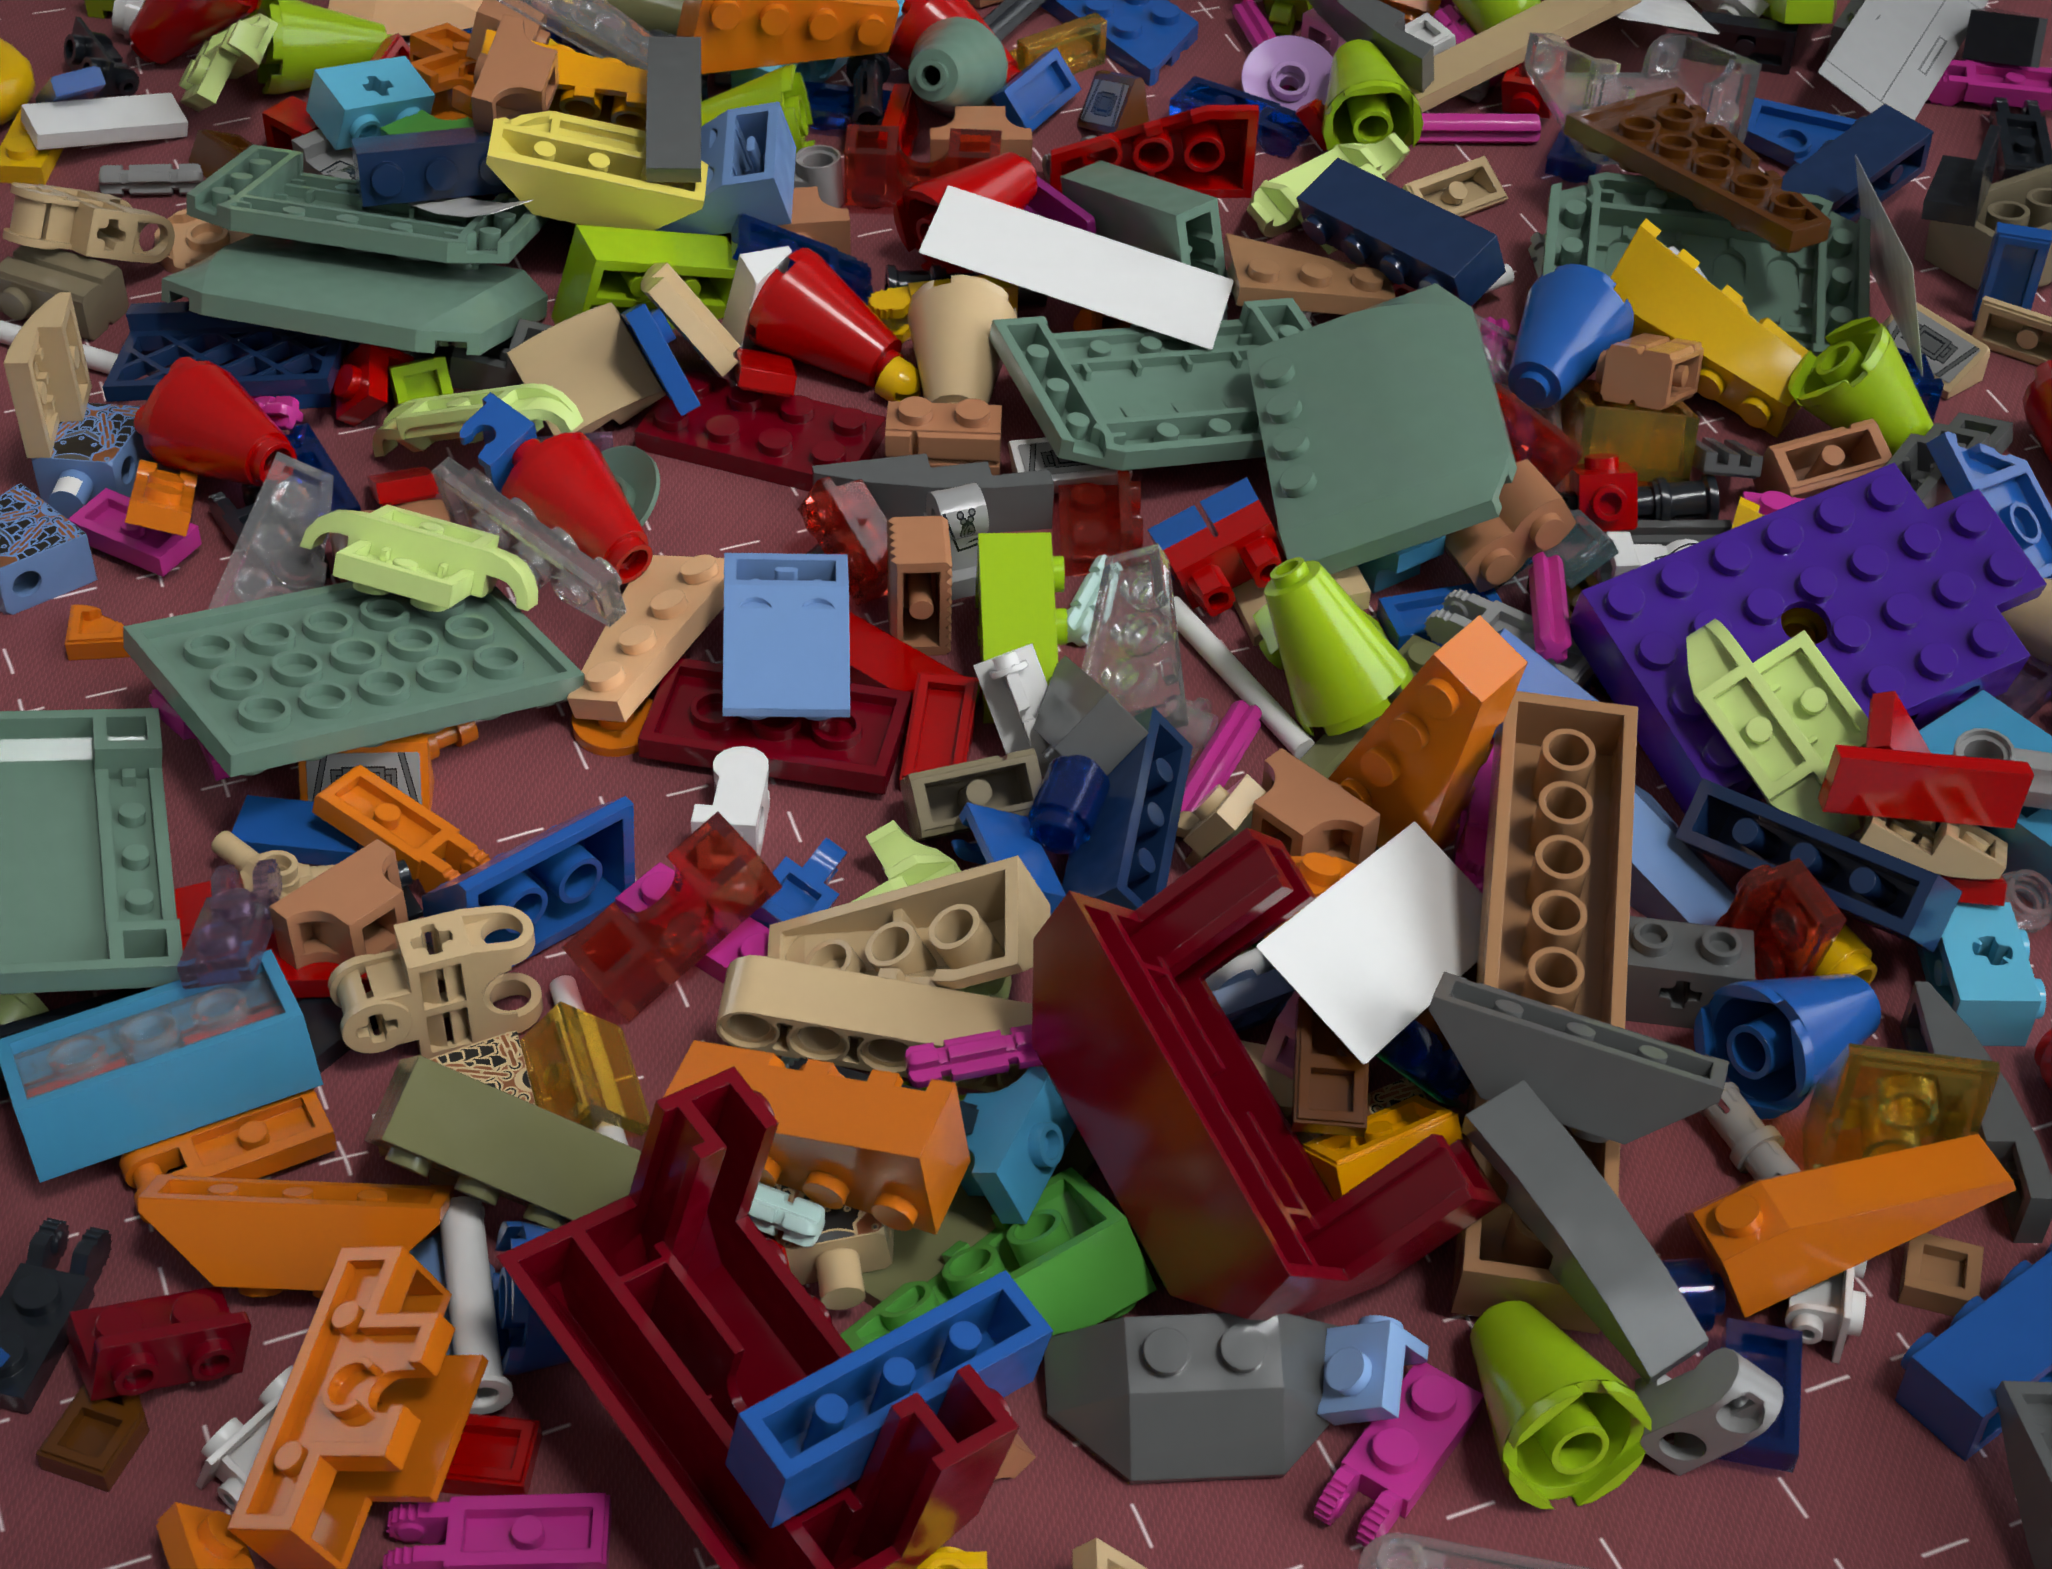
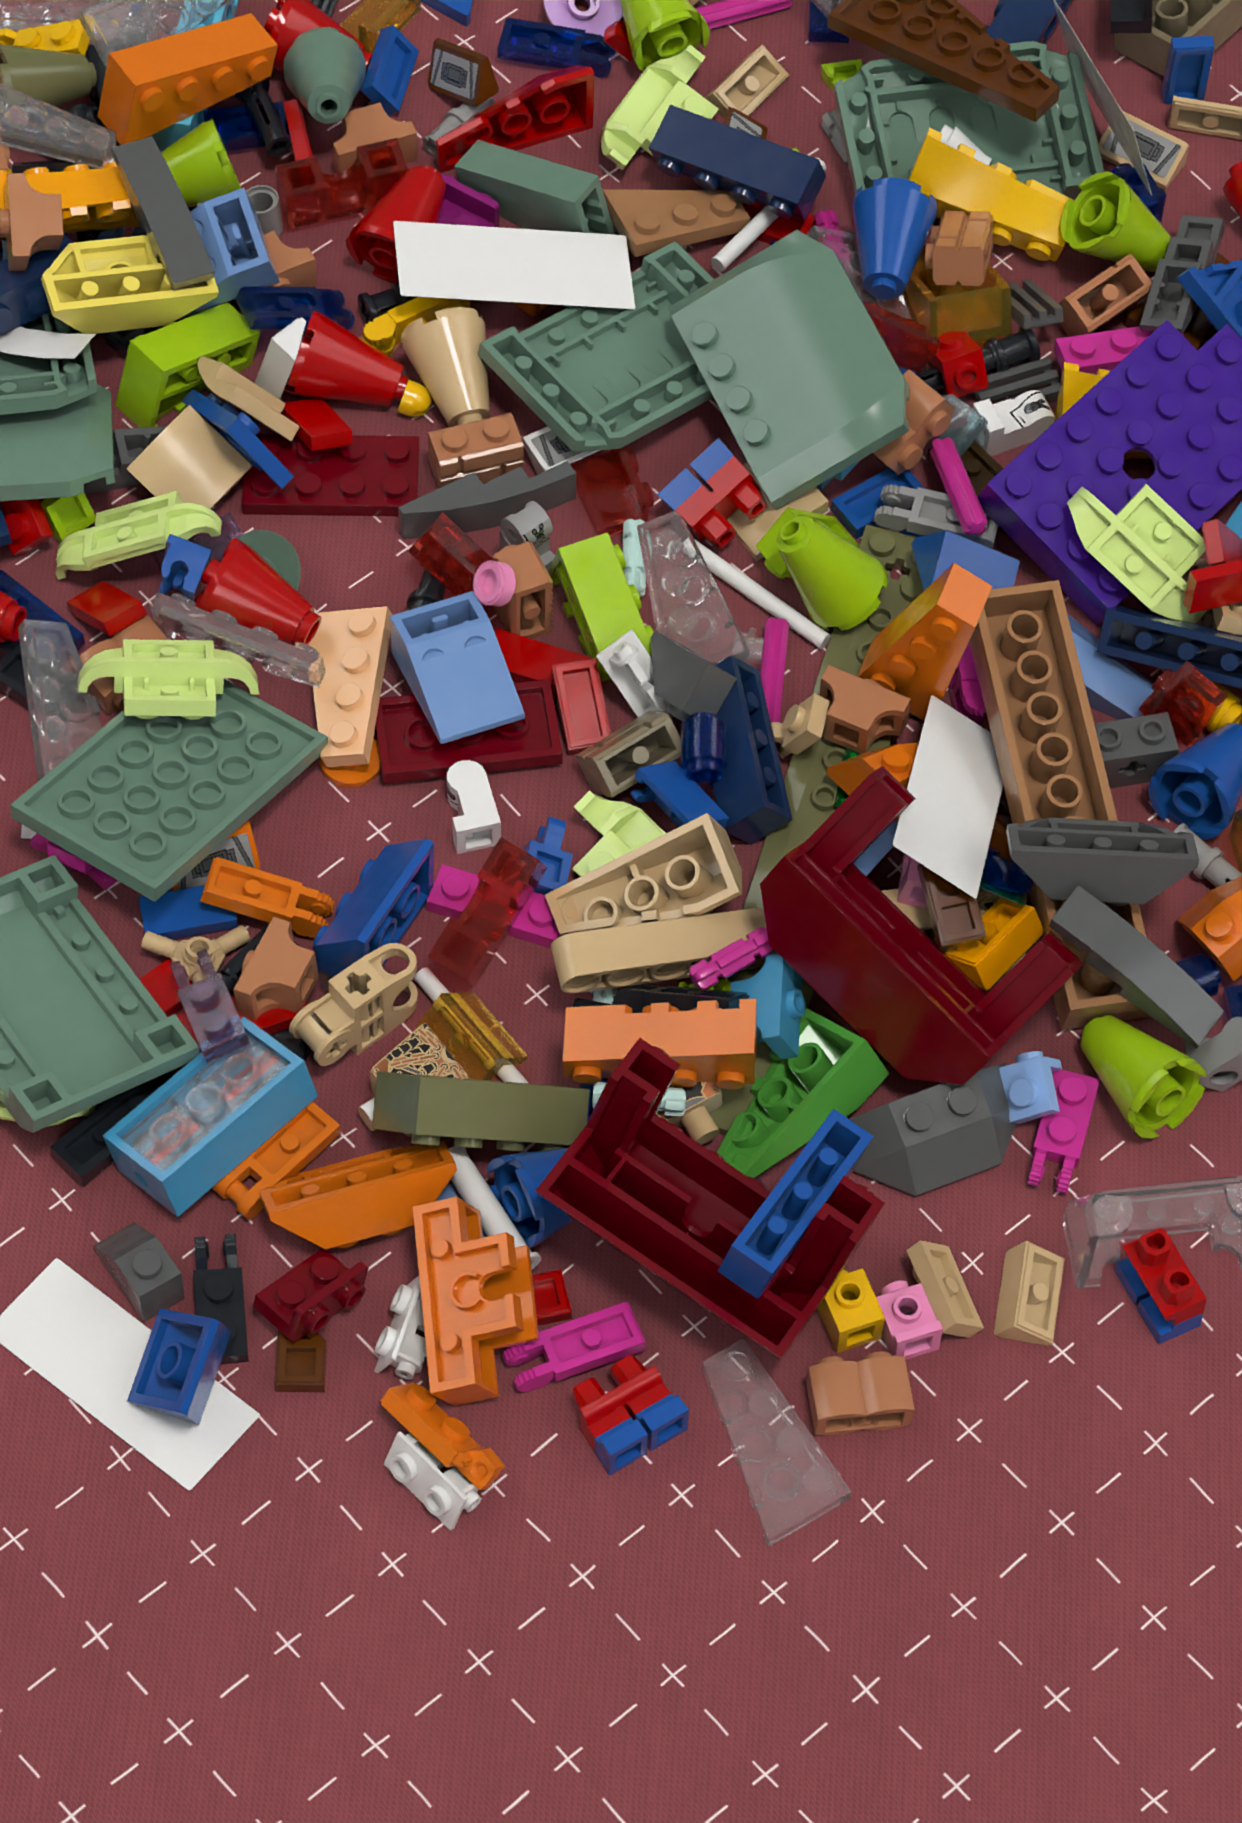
camera: 20 degrees left, 15 degrees up
(874, 547) = (494, 583): none -> bright pink tile

